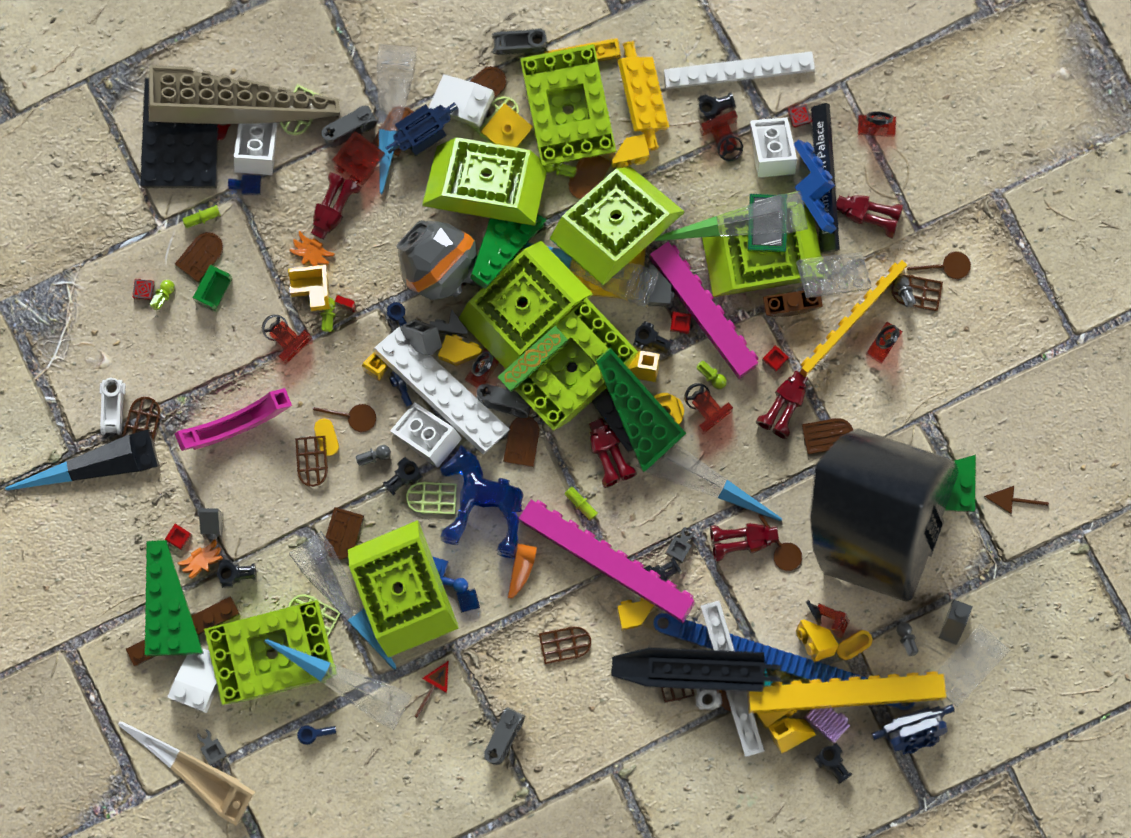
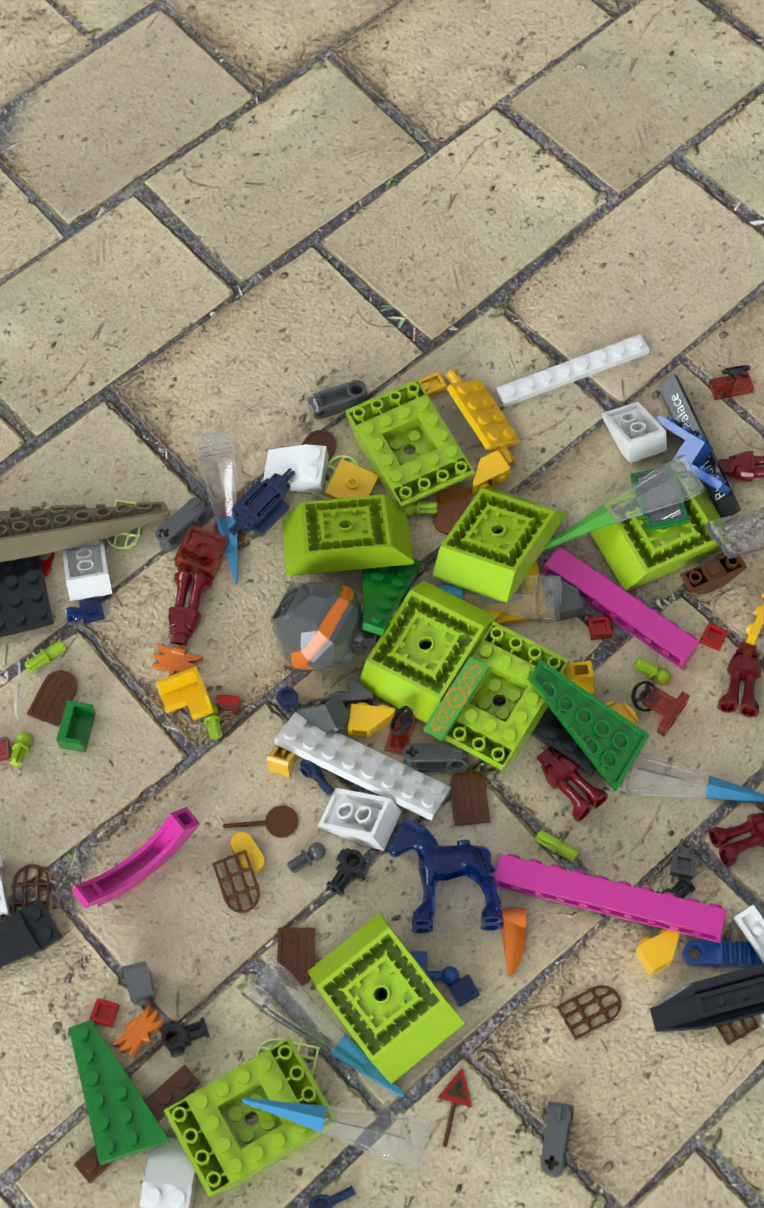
camera: 15 degrees left, 15 degrees down
(285, 337) = (174, 756): clear red piece -> none
(439, 493) = (391, 879): yellowish green window -> none
(653, 340) = (577, 651): black connector -> none
(715, 104) = (561, 407): black connector -> none
(723, 135) = (576, 433): clear red piece -> none
(799, 116) = (650, 396): tile -> none

